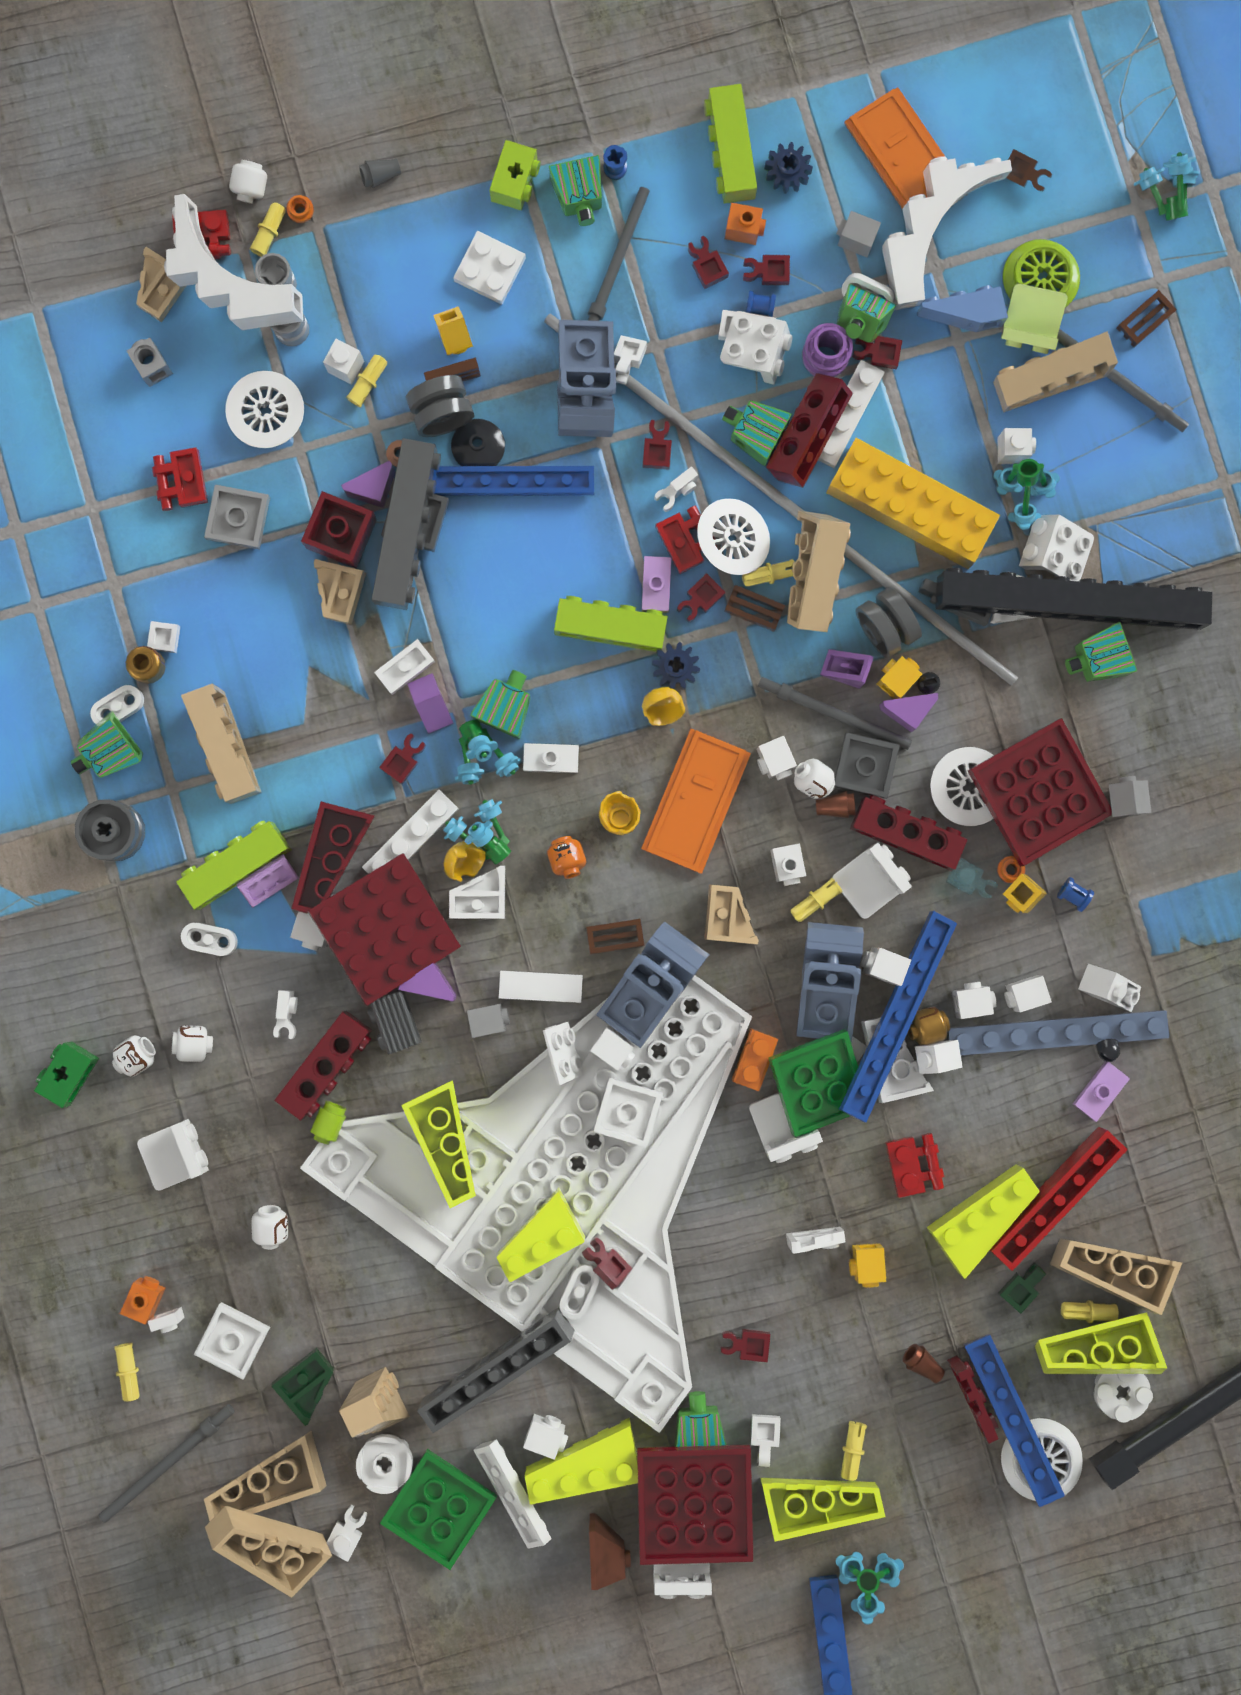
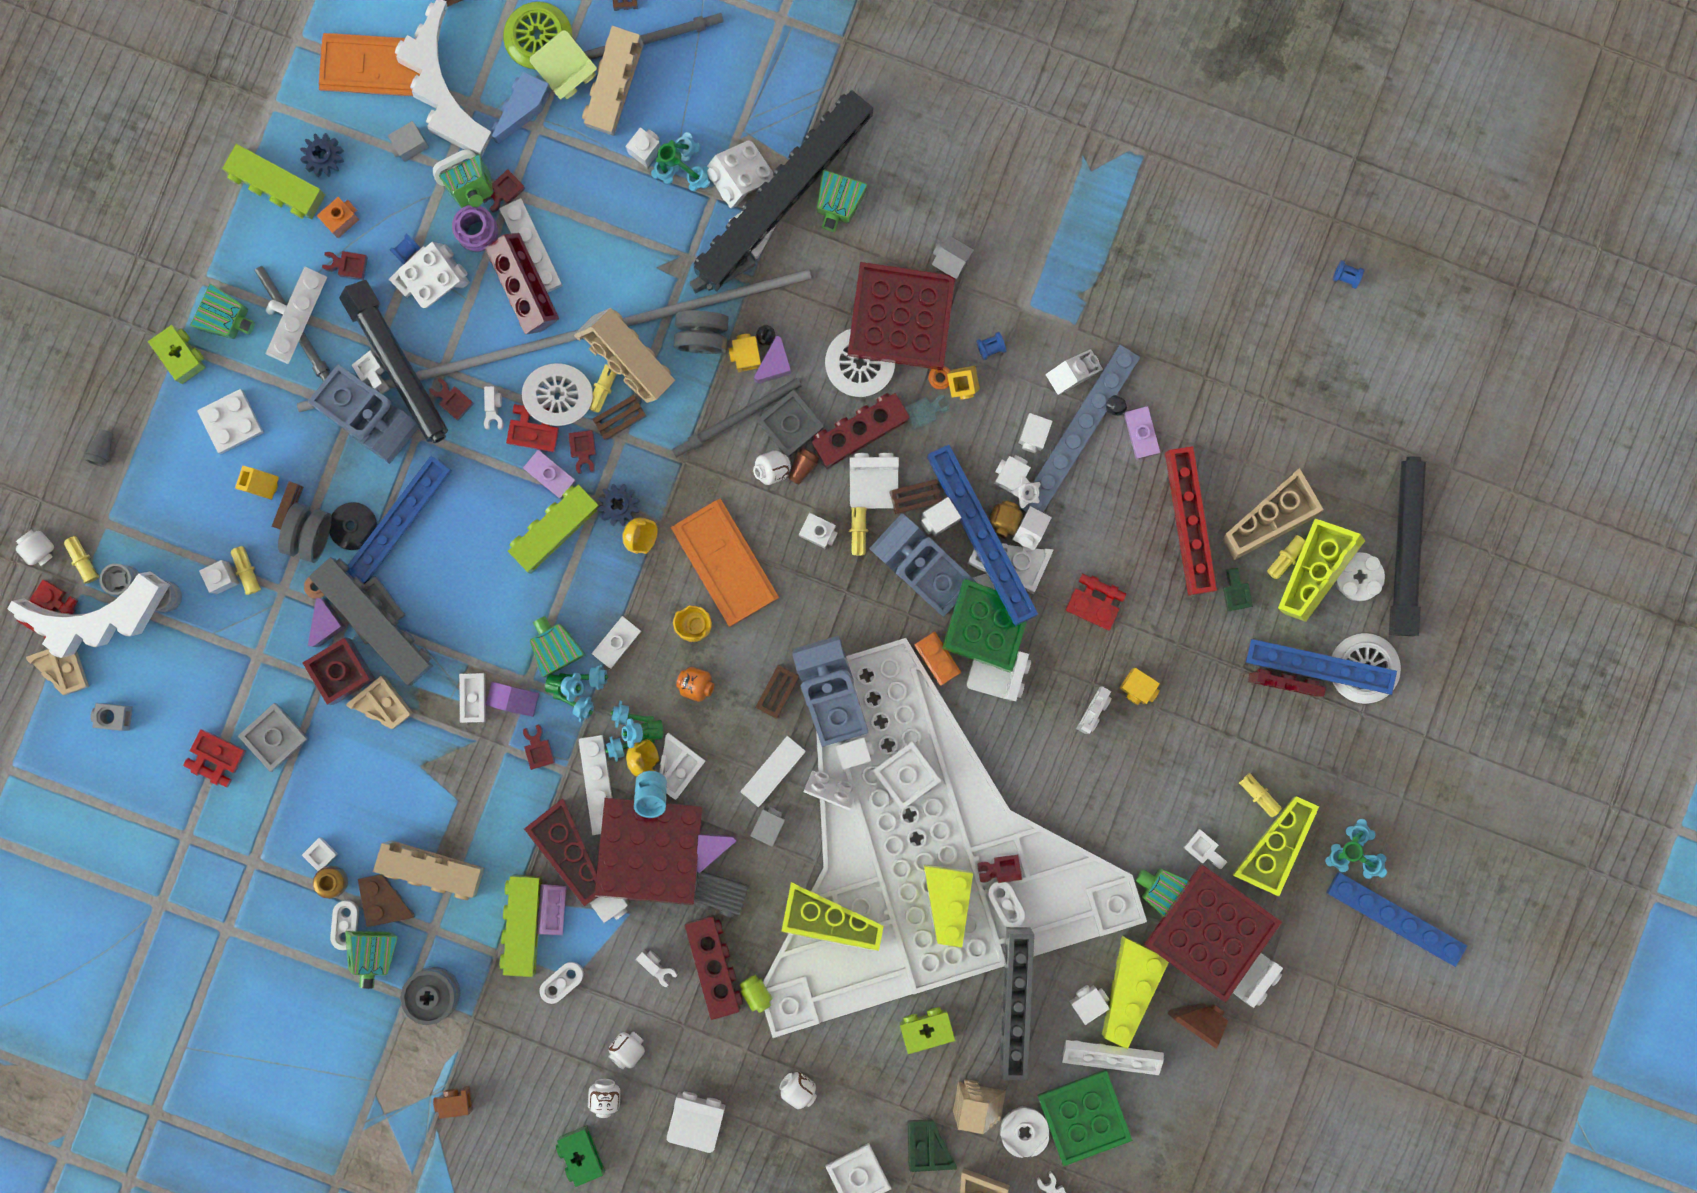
camera: 50 degrees left, 0 degrees up
(29, 924) = (453, 1103): none -> dark orange brick
(162, 723) = (381, 901): none -> reddish brown wing
(255, 383) = (186, 649): white piece -> none
(296, 202) = (76, 525): orange plate -> none
(420, 1315) = (939, 1035): none -> lime brick
(437, 892) = (650, 794): none -> medium azure wheel
(619, 155) = (222, 268): blue bush -> none
(627, 251) = (294, 314): none -> white plate
(679, 306) = (363, 307): none -> black brick
(727, 917) = (823, 602): tan wing -> none
(752, 1345) = (1134, 811): dark red plate -> none
(757, 429) = (493, 319): torso -> none
(772, 269) = (387, 221): dark red plate -> none
(776, 759) = (737, 483): white brick -> none
(847, 667) = (710, 385): medium lavender slope -> none
(903, 942) = (935, 492): none -> reddish brown tile
(913, 503) = (629, 250): yellow brick -> none
(921, 1362) = (1234, 701): copper cone -> none
(971, 1034) = (1031, 497): none -> white plate
(982, 1219) = (1168, 590): neon yellow wedge -> none

